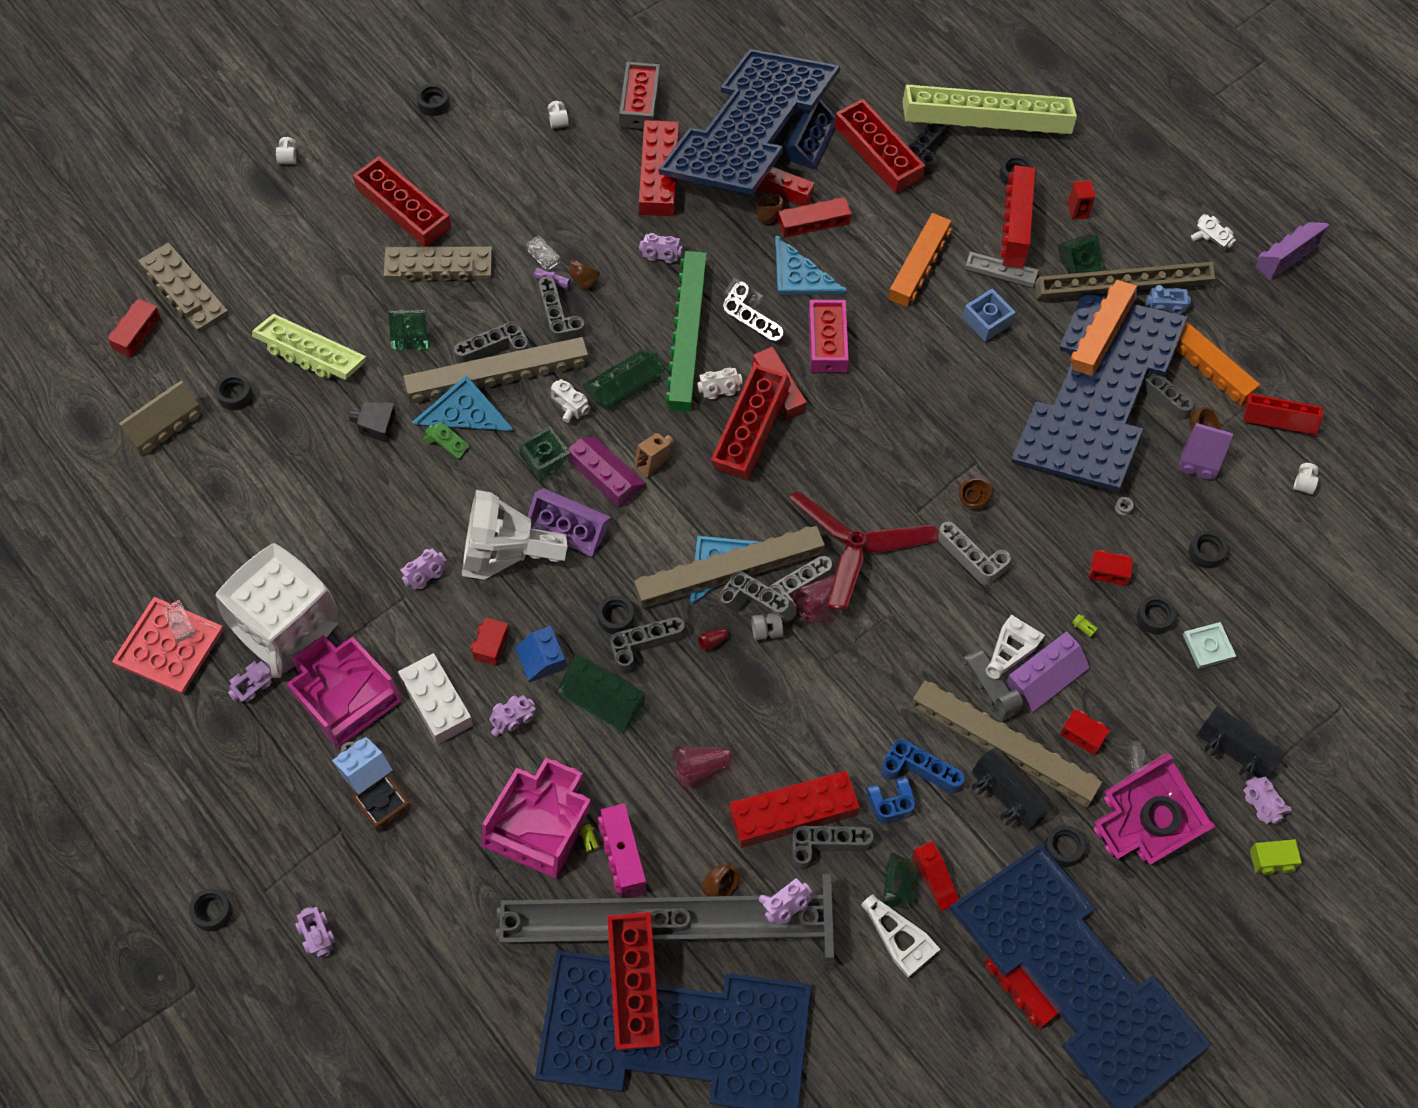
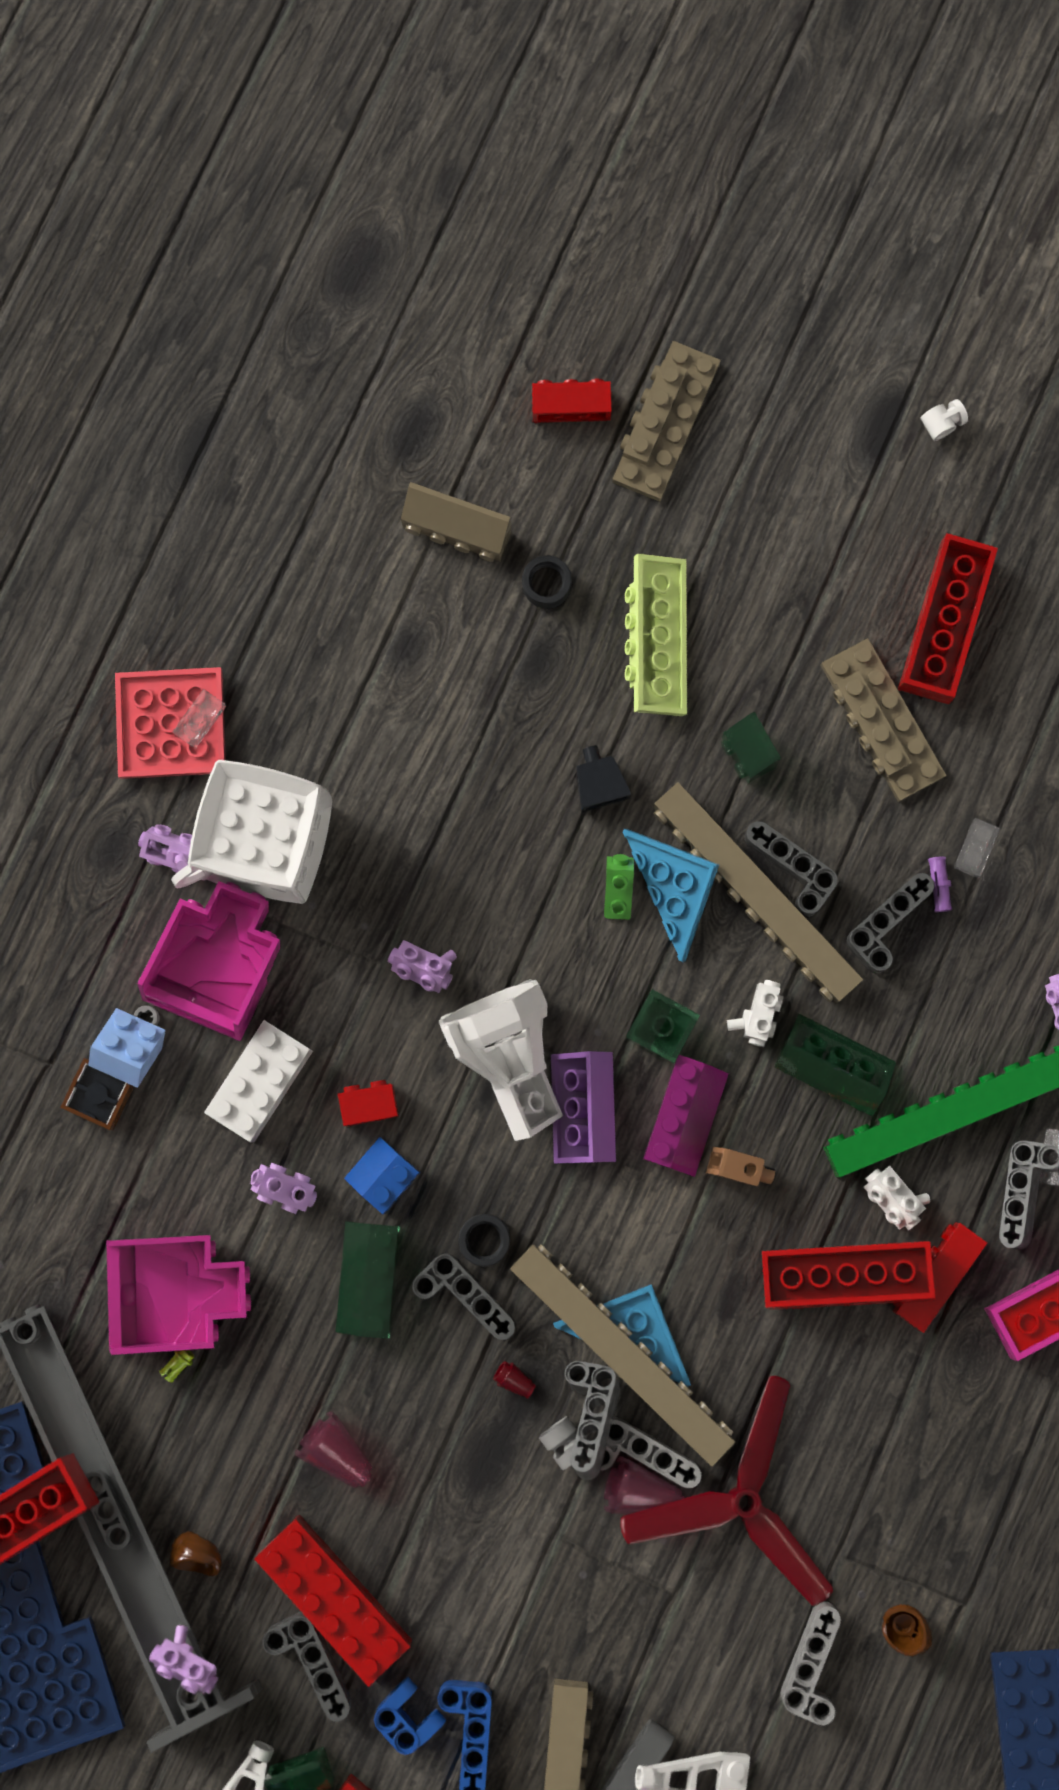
camera: 70 degrees right, 20 degrees up
(583, 275) = (967, 923): reddish brown hair -> none
(623, 852) = (165, 1424): dark pink brick -> none

